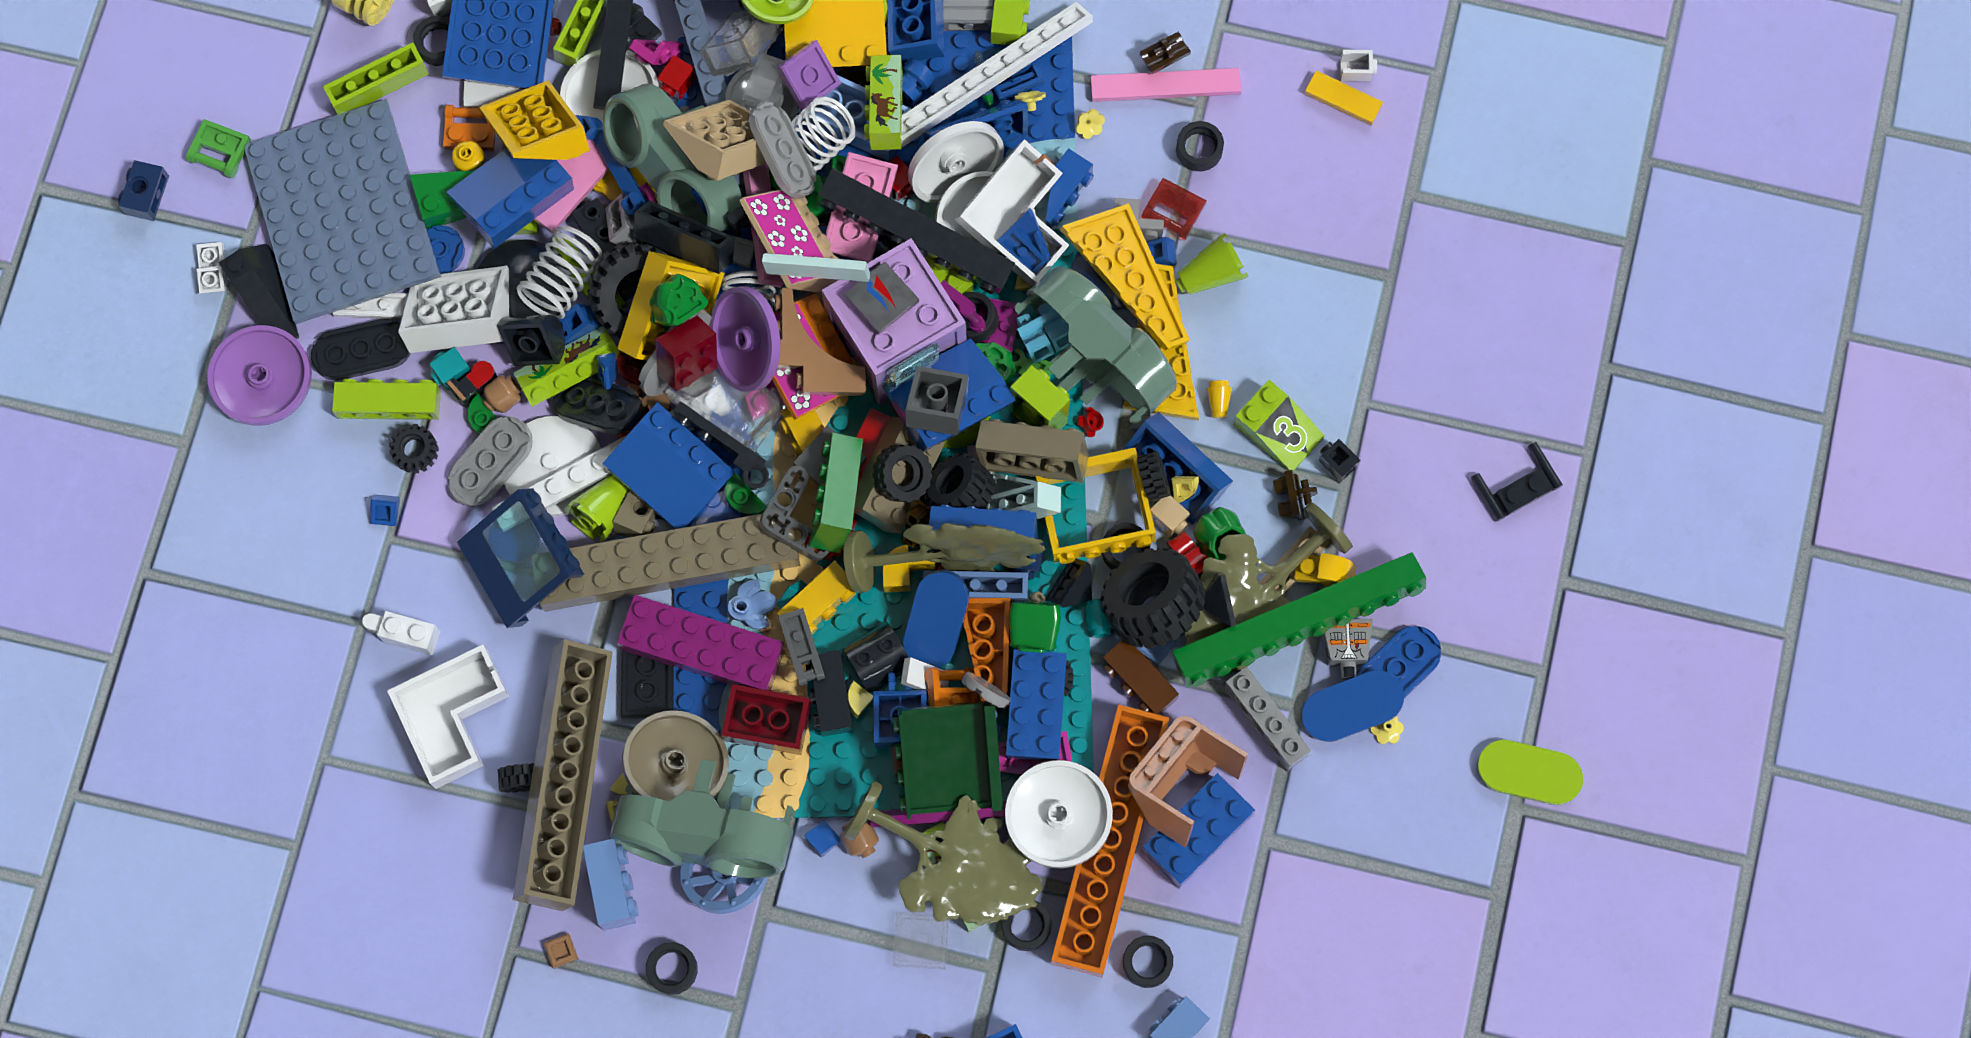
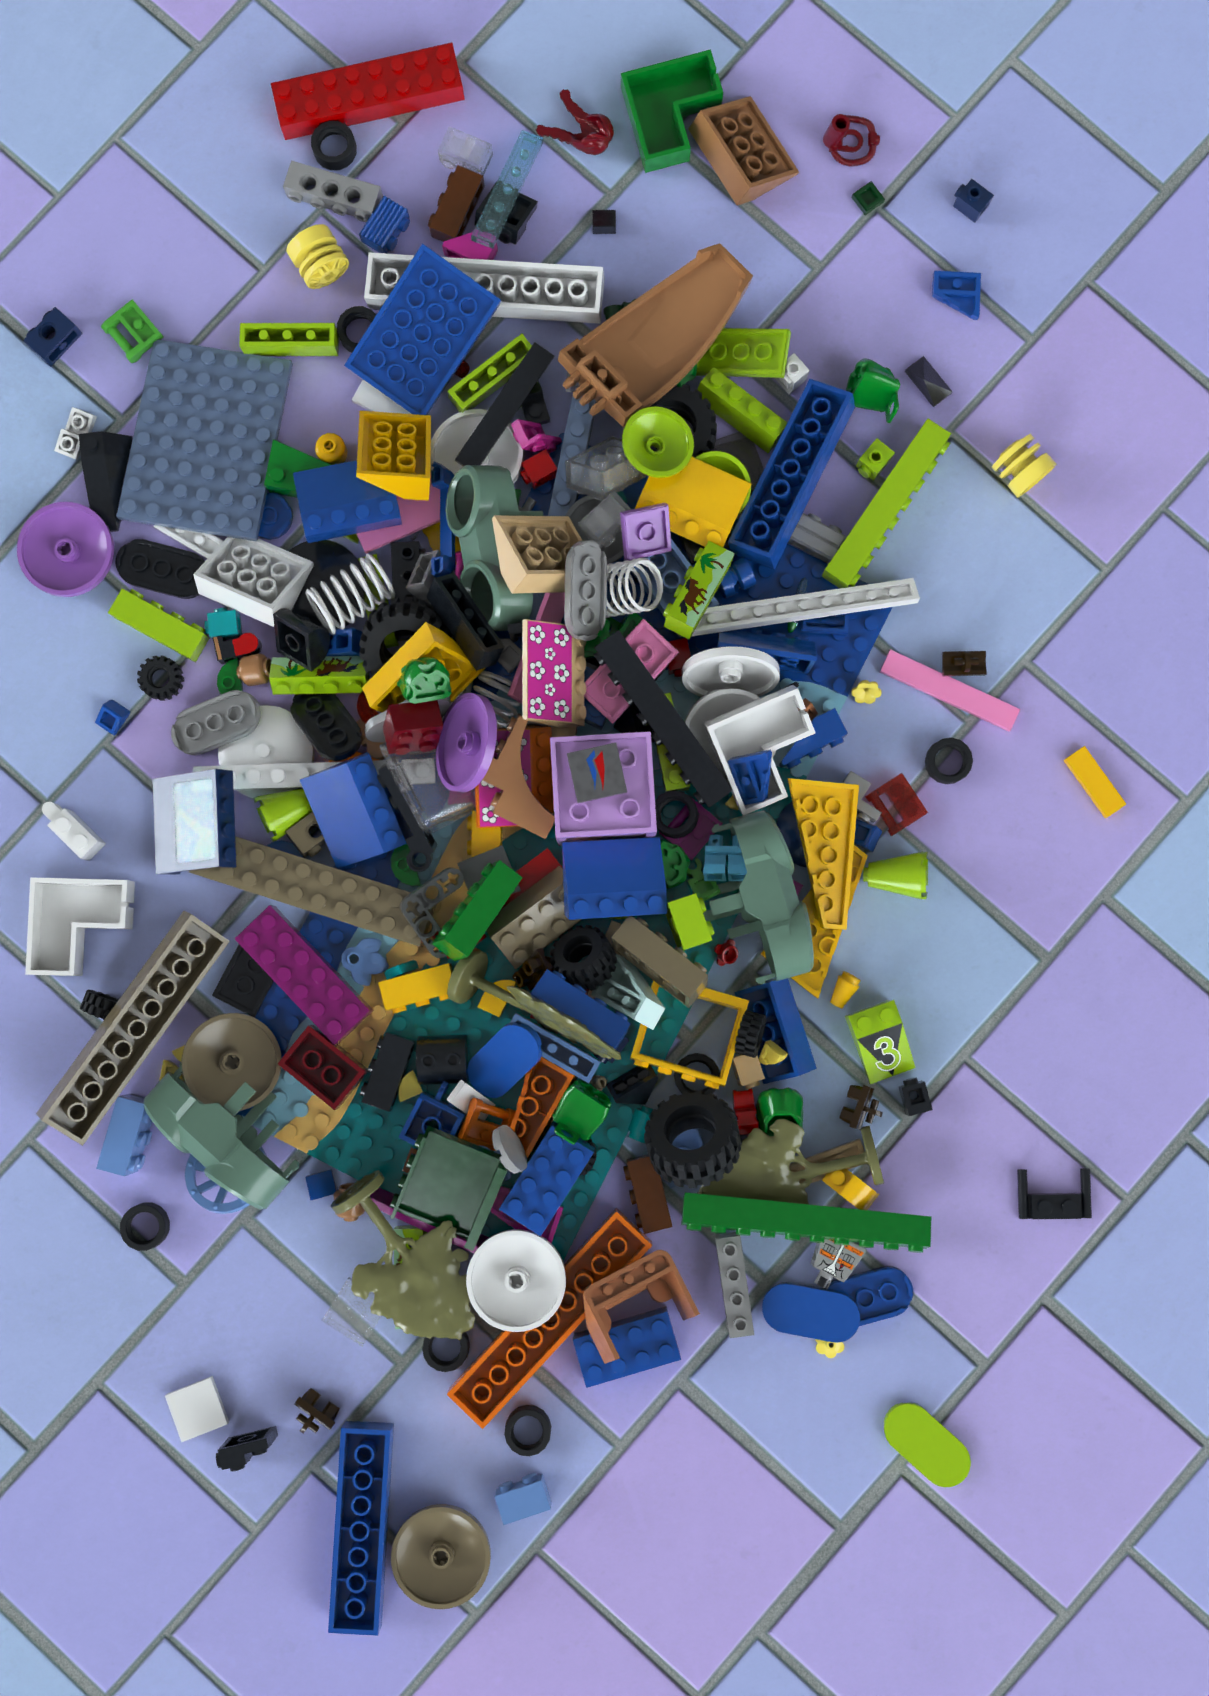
camera: 30 degrees right, 10 degrees up
(459, 132) = (340, 424): orange plate -> none
(561, 951) = (66, 1163): medium nougat tile -> none
(607, 369) = (348, 697): blue slope -> none
(801, 645) = (381, 1023): dark grey plate -> none
(816, 267) = (553, 717): light aqua tile -> none
(883, 473) = (547, 940): black tyre -> none
(906, 370) = (592, 844): clear light blue slope -> none
(937, 400) = (596, 887): dark grey brick -> none
(965, 308) = (664, 802): magenta plate -> none
(1030, 98) = (827, 644): light yellow plant -> none
(1218, 600) = (746, 1170): black slope -> none
(1357, 65) = (1122, 761): white window -> none

